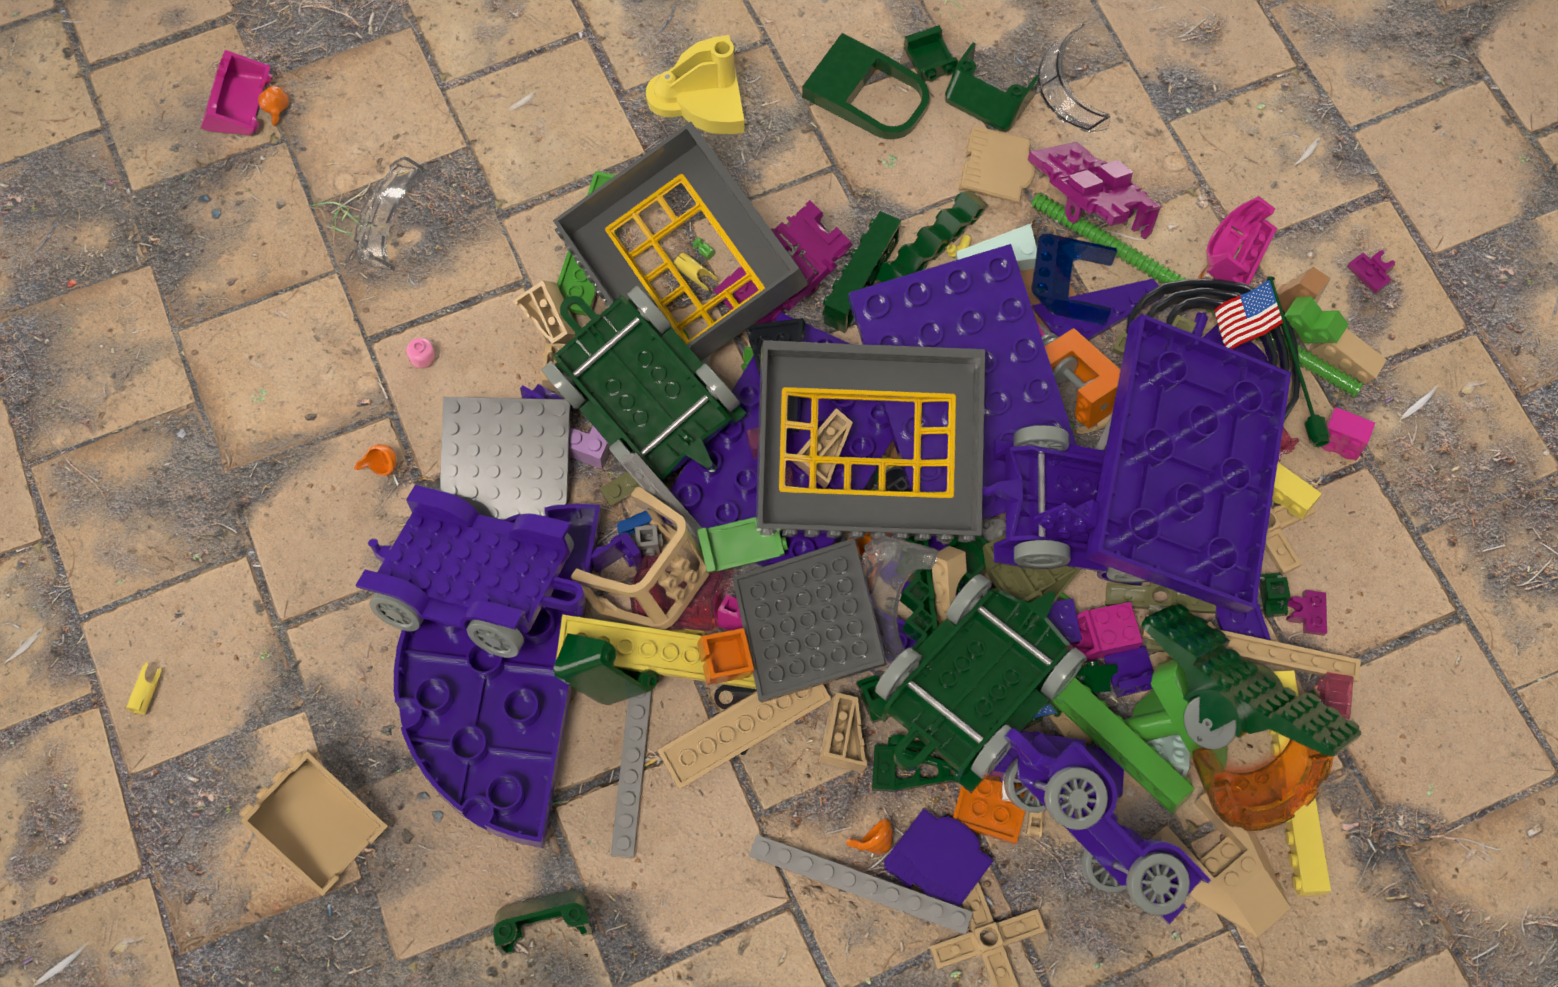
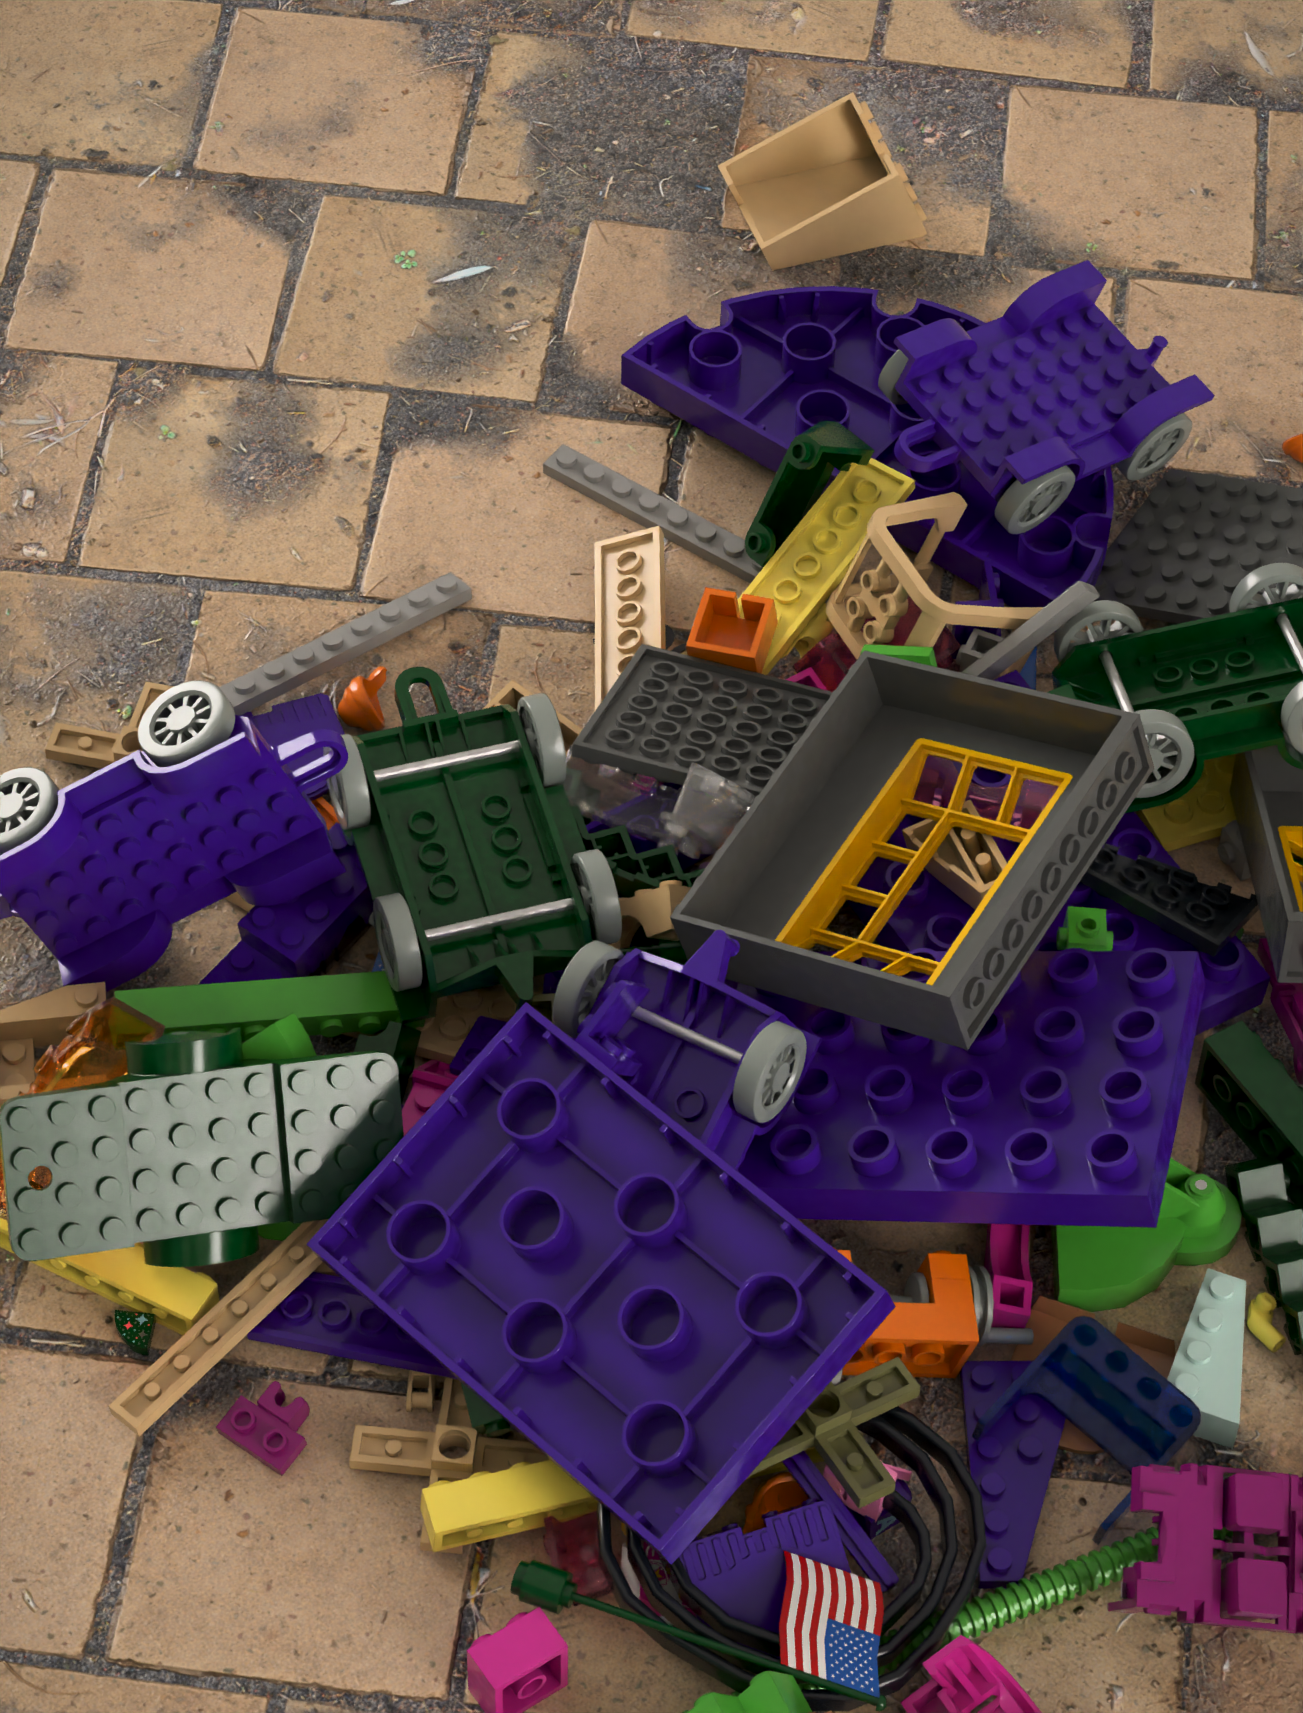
camera: 120 degrees right, 15 degrees down
(142, 692) = (1111, 118): light yellow piece -> none
(511, 918) = (526, 357): dark green windscreen -> none
(1274, 594) = (334, 1385): dark green brick -> none
(1336, 692) = (106, 1354): clear pink brick -> none

